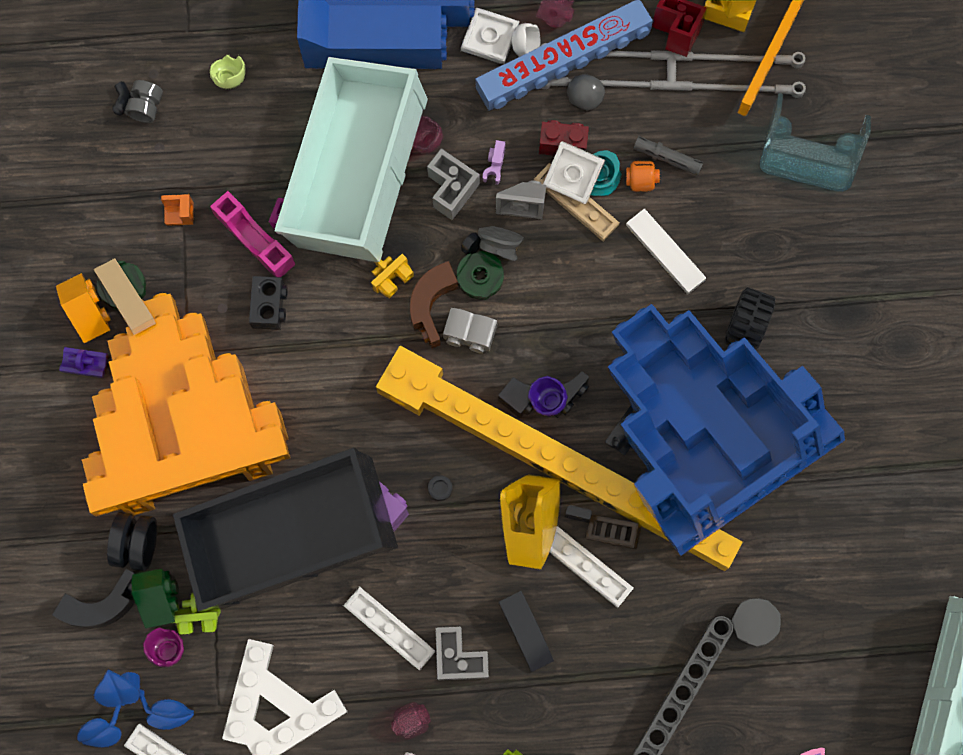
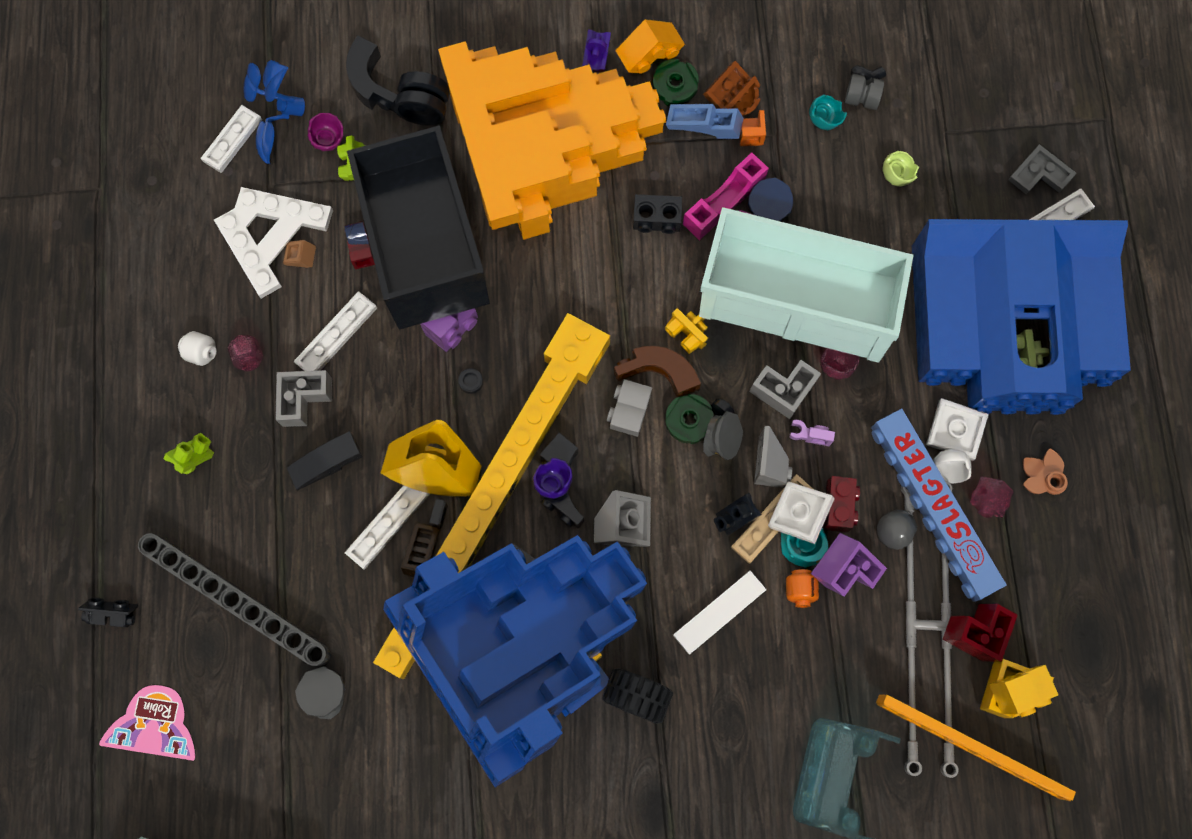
camera: 90 degrees right, 0 degrees up
(124, 296) = (656, 77): tan tile -> none
(136, 226) = (734, 90): none -> dark orange slope
(155, 597) = (367, 118): dark green brick -> none
(165, 137) = (826, 112): none -> teal hair
(166, 255) = (705, 119): none -> medium blue slope
(258, 192) = (771, 199): none -> dark blue hat
(292, 606) = (359, 245): none -> leg
(299, 672) = (299, 254): none -> medium nougat slope
(576, 231) = (736, 515): none -> black hips
(583, 336) = (624, 519): none -> light grey slope
(623, 133) = (846, 563): none -> medium lavender brick
(663, 153) = (824, 626): dark grey pin -> none

